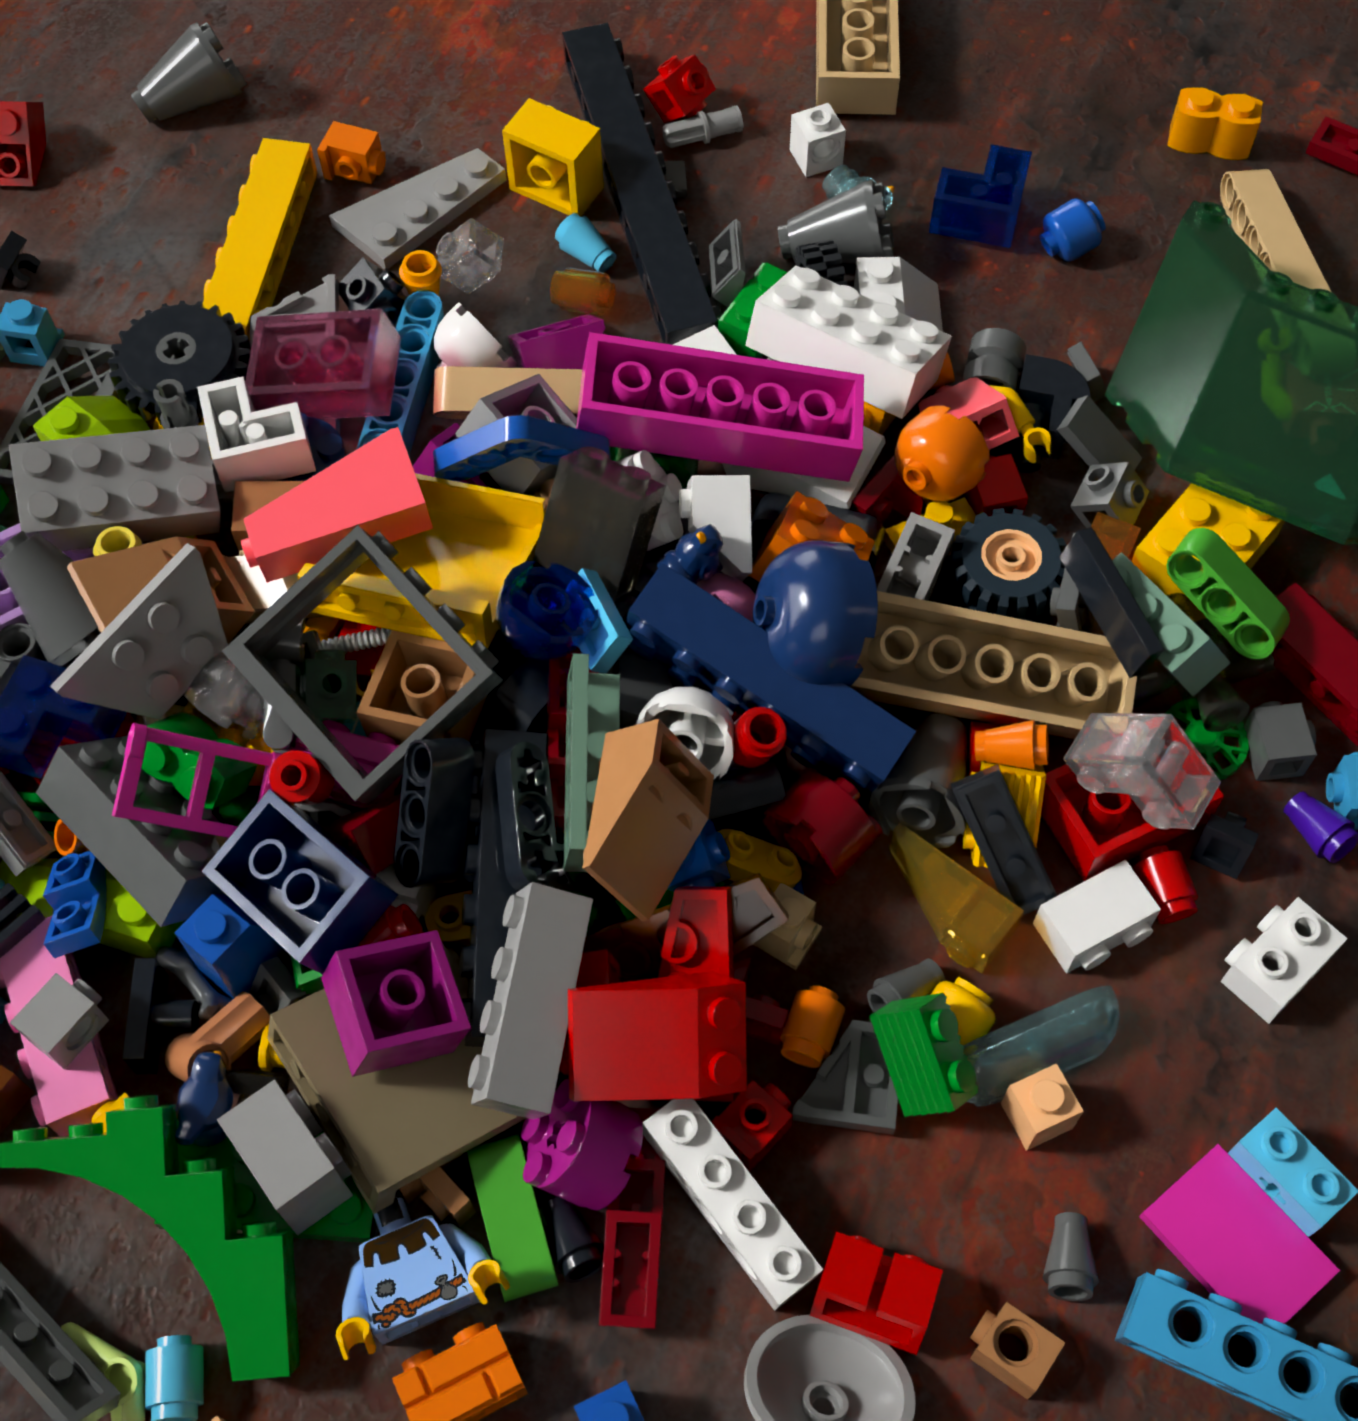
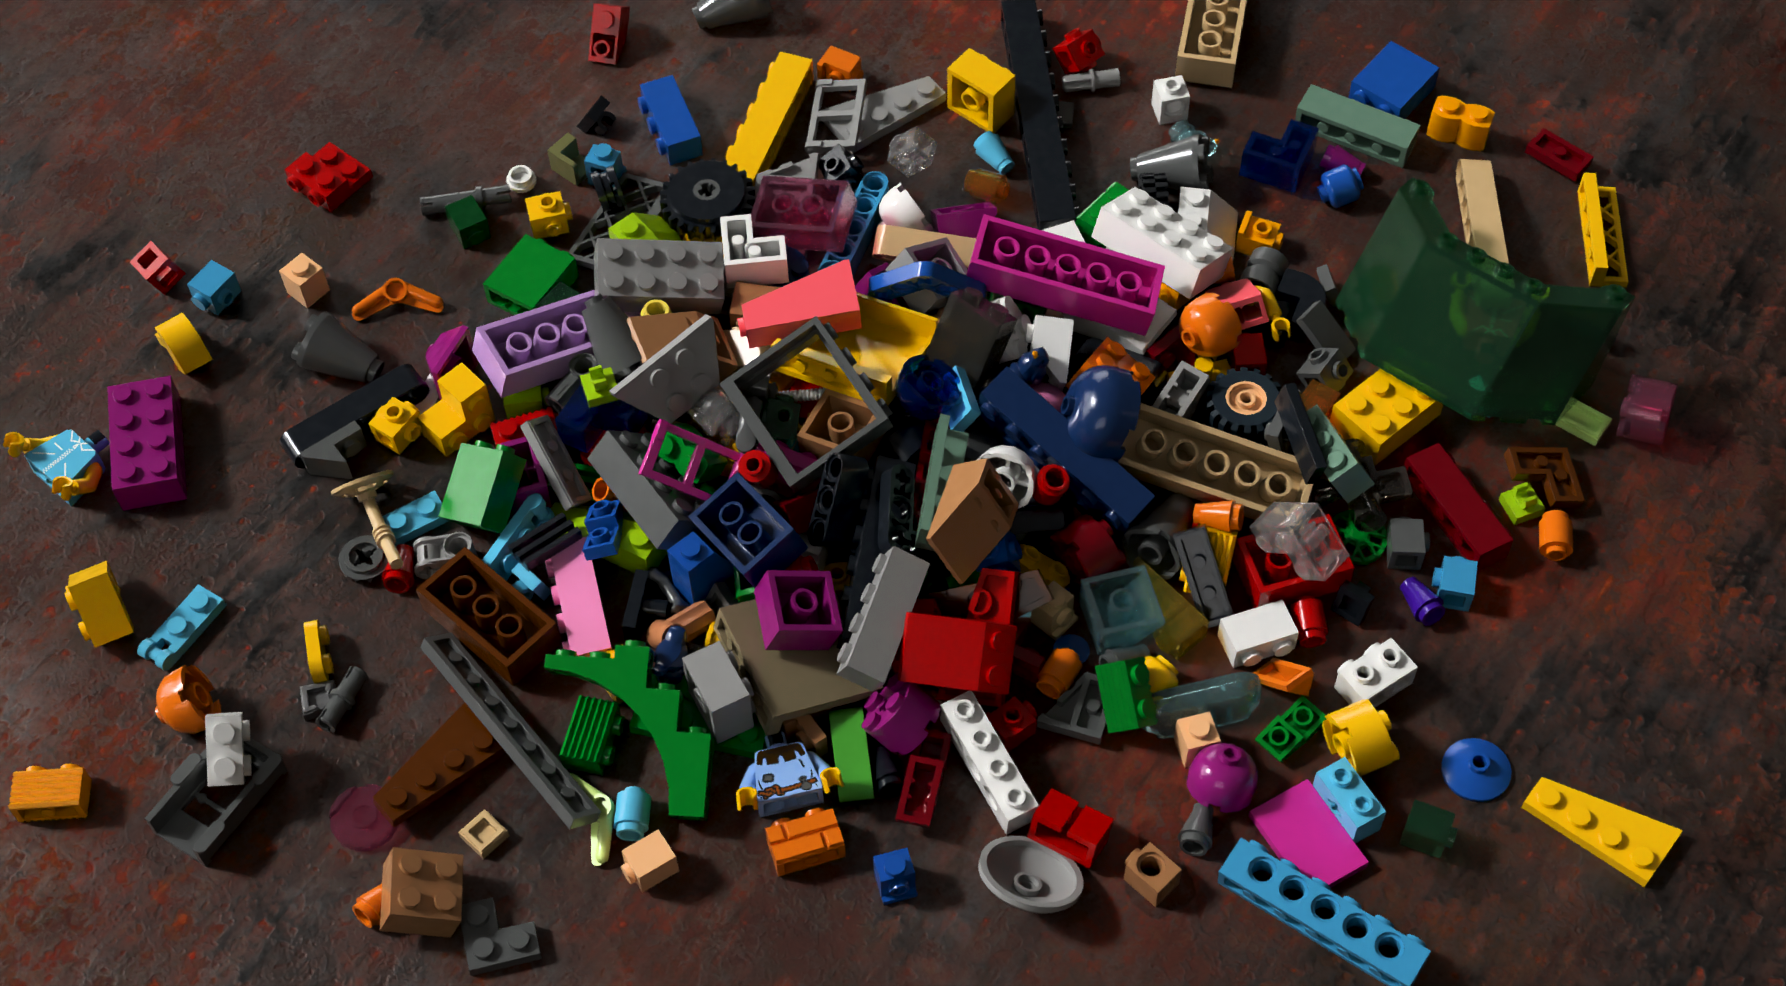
camera: 10 degrees right, 5 degrees down
(29, 368) = (603, 186): none -> black wheel
(34, 674) = (597, 386): none -> lime tile
(61, 1019) = (588, 595): light grey brick -> none
(94, 1252) = (591, 735): none -> green brick
(117, 255) = (670, 120): none -> blue brick
(174, 405) = (703, 226): dark grey pin -> none
(382, 214) = (817, 115): none -> light grey window
(420, 272) = (876, 158): light orange cone -> none
(727, 264) = (1090, 179): dark grey slope -> none
(822, 972) = (1075, 643): none -> blue sticker
(887, 910) = (1120, 608): none -> clear light blue slope
(974, 311) = (1258, 233): none -> light orange brick
(1058, 190) = (1338, 156): none -> magenta cone
(1079, 144) = (1358, 125): none -> sand green brick
(1093, 1167) = (1223, 777): none -> magenta cylinder
(1112, 82) = (1394, 81): none -> blue brick
(1149, 981) = (1286, 676): none -> orange slope
(1175, 1063) = (1291, 730): none -> green slope
(1235, 615) = (1385, 440): bright green beam -> none
(1290, 1068) = (1360, 736): none -> yellow brick

